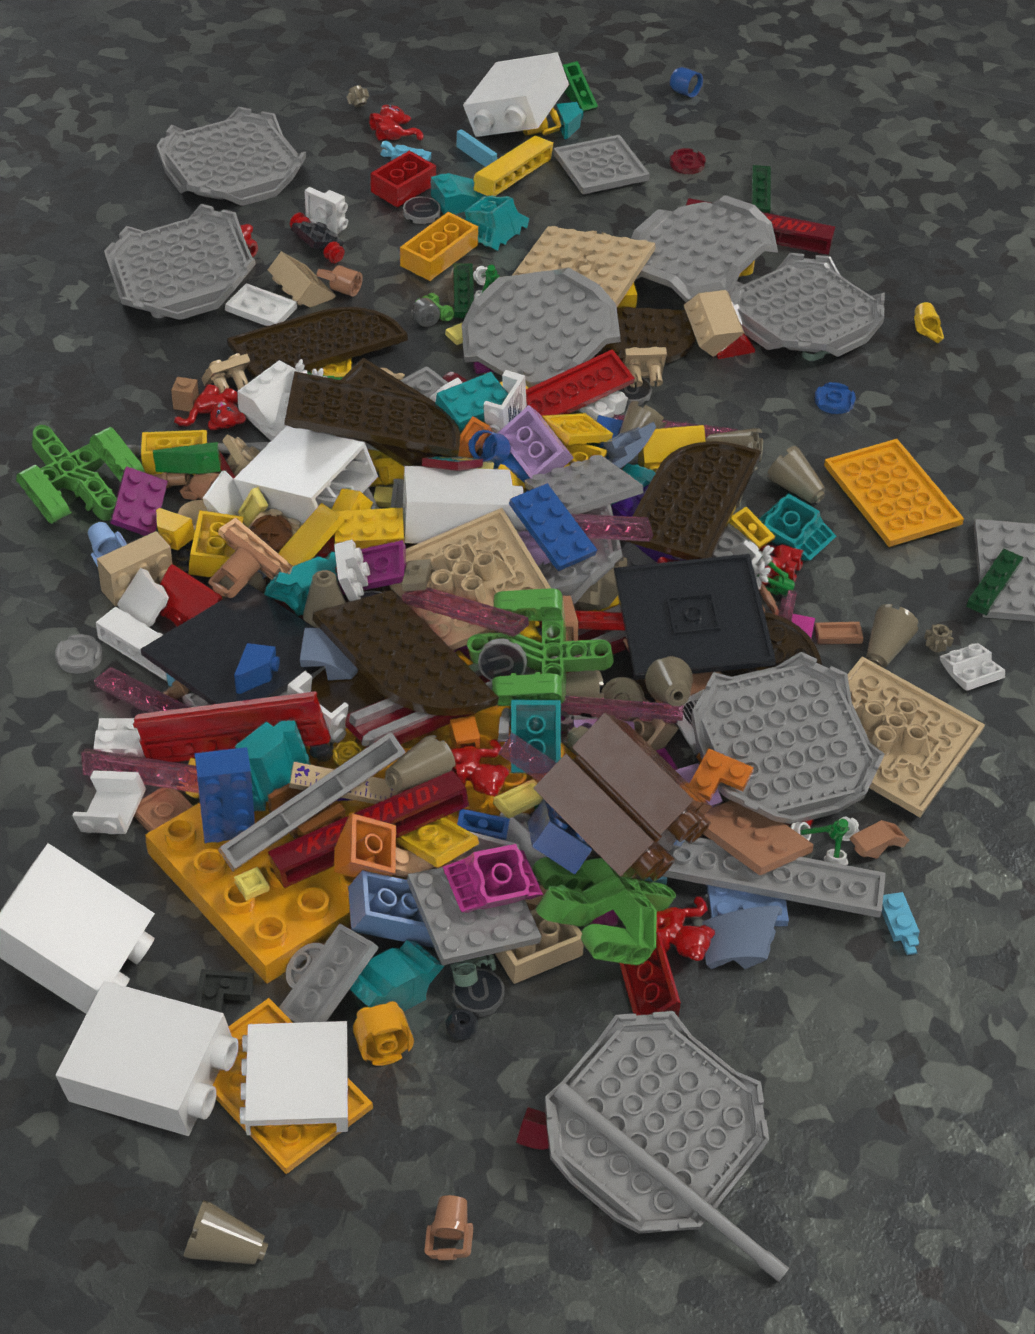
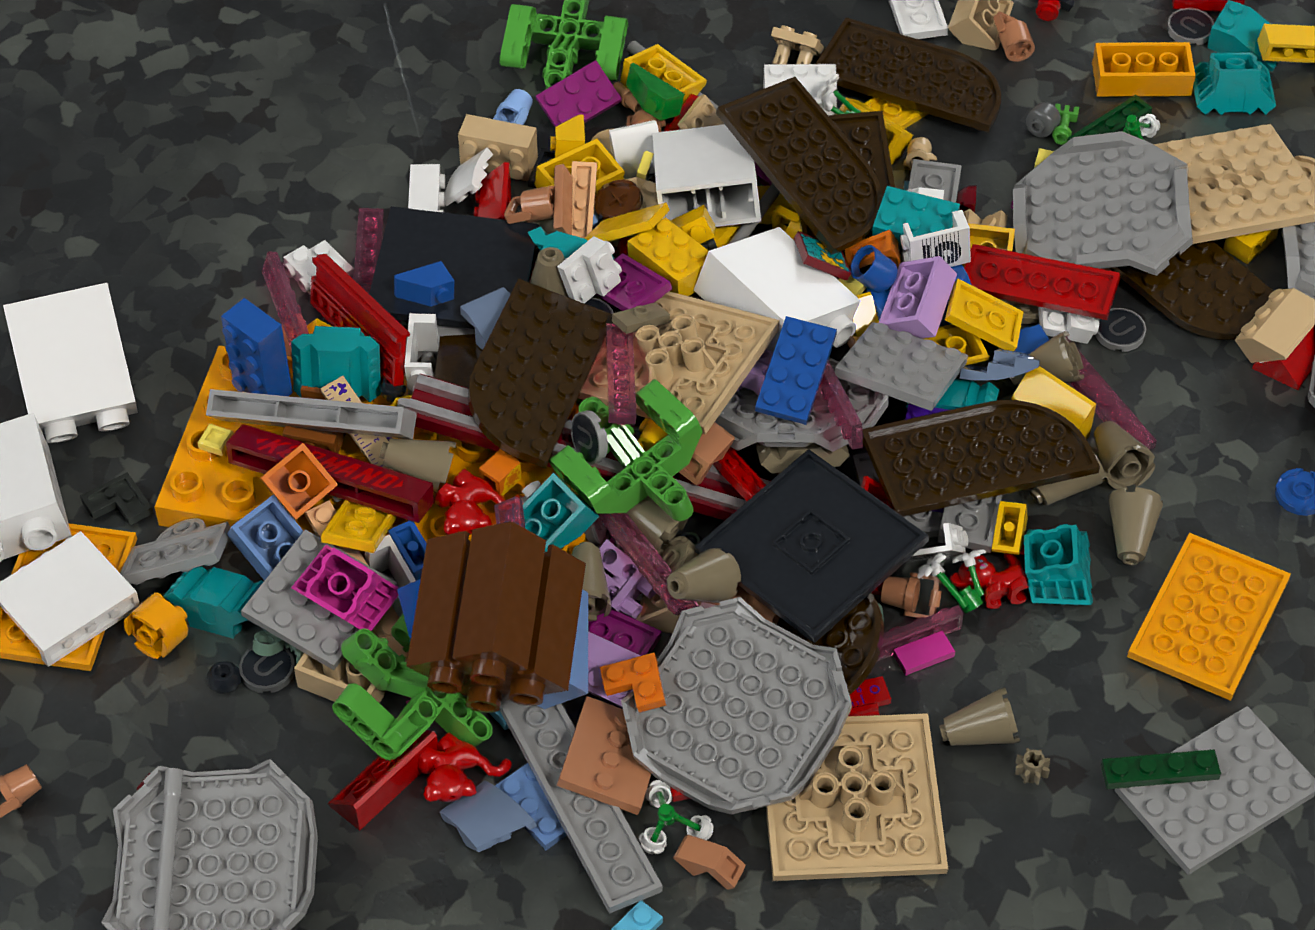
camera: 55 degrees right, 5 degrees up
(78, 654) = (384, 182): light grey tile -> none
(113, 804) = (259, 296): white panel -> none
(184, 393) = (743, 39): medium nougat brick -> none
(221, 407) = (751, 74): red animal -> none
(645, 364) = (1158, 314): tan plate -> none
(838, 633) = (958, 681): nougat tile -> none
(972, 666) = (1027, 817): white slope -> none

